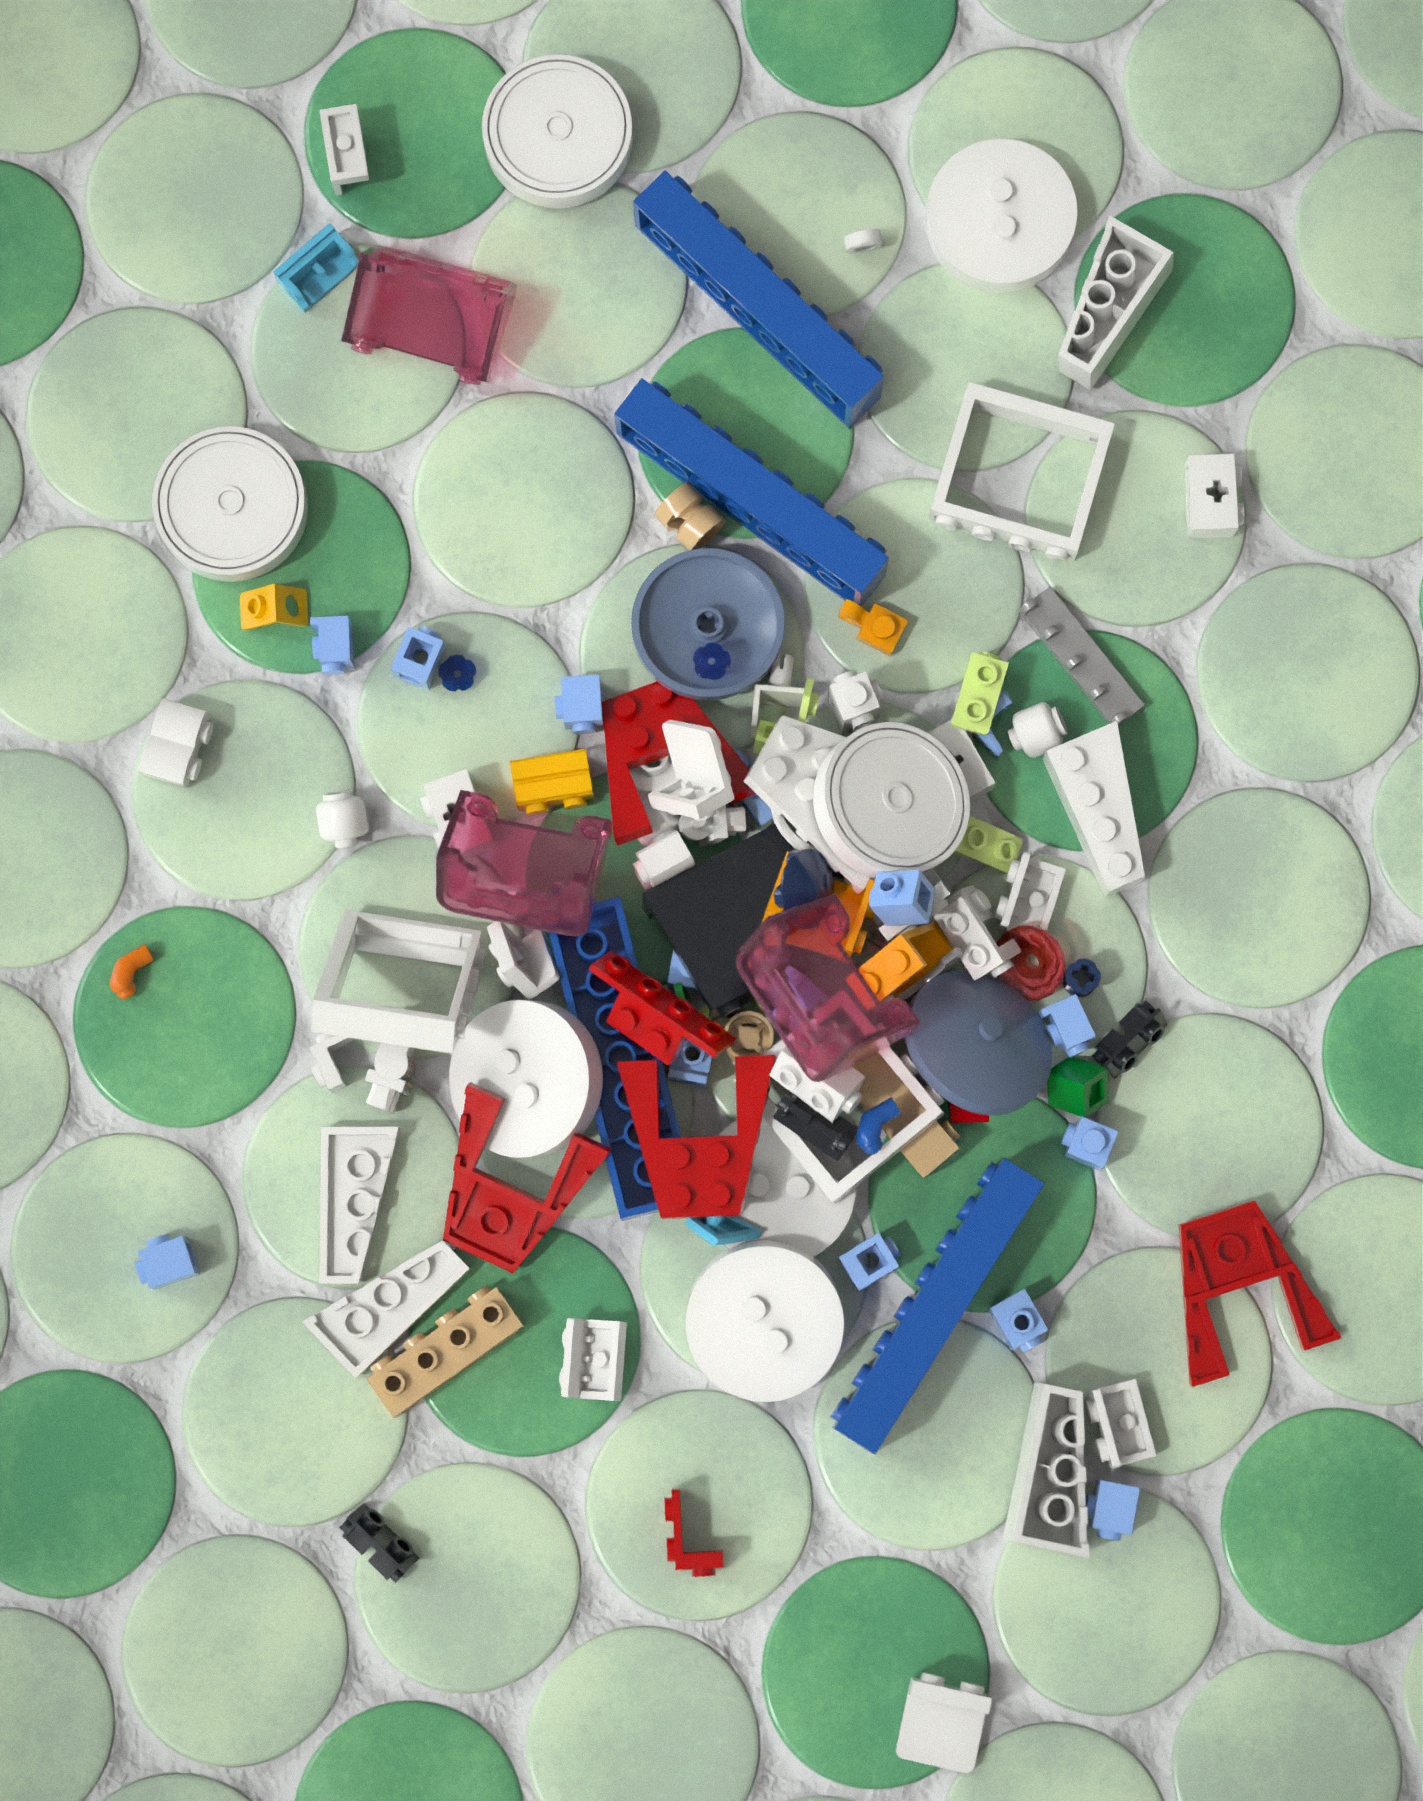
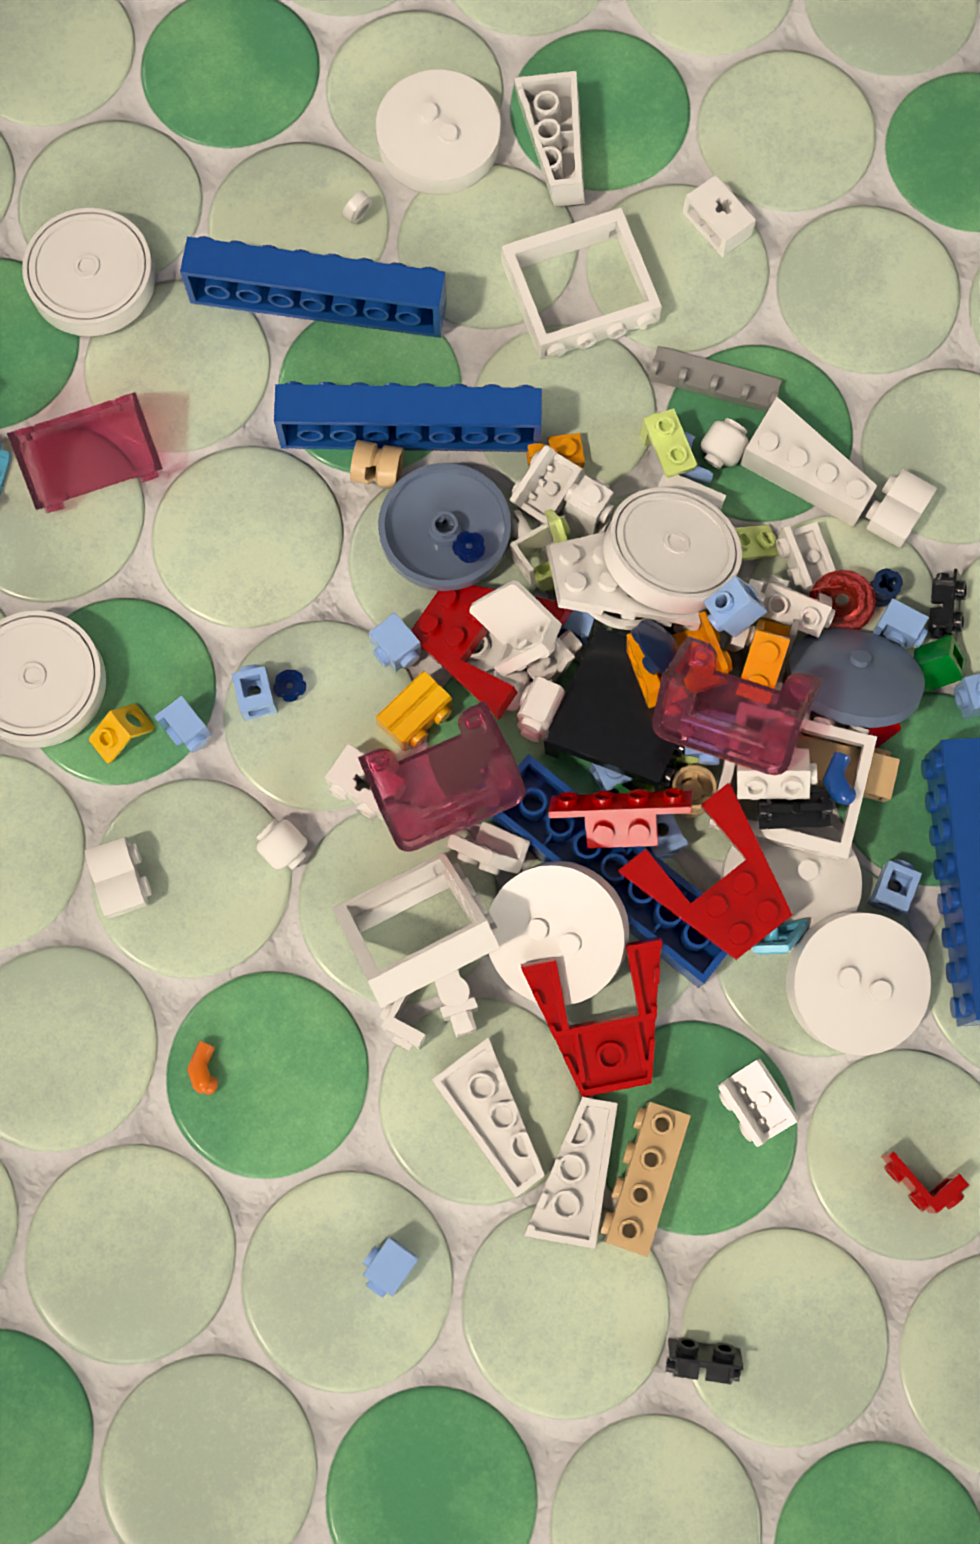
camera: 40 degrees left, 5 degrees down
(834, 649) = (545, 484): none -> white bracket
(1159, 912) = (901, 507): none -> white brick

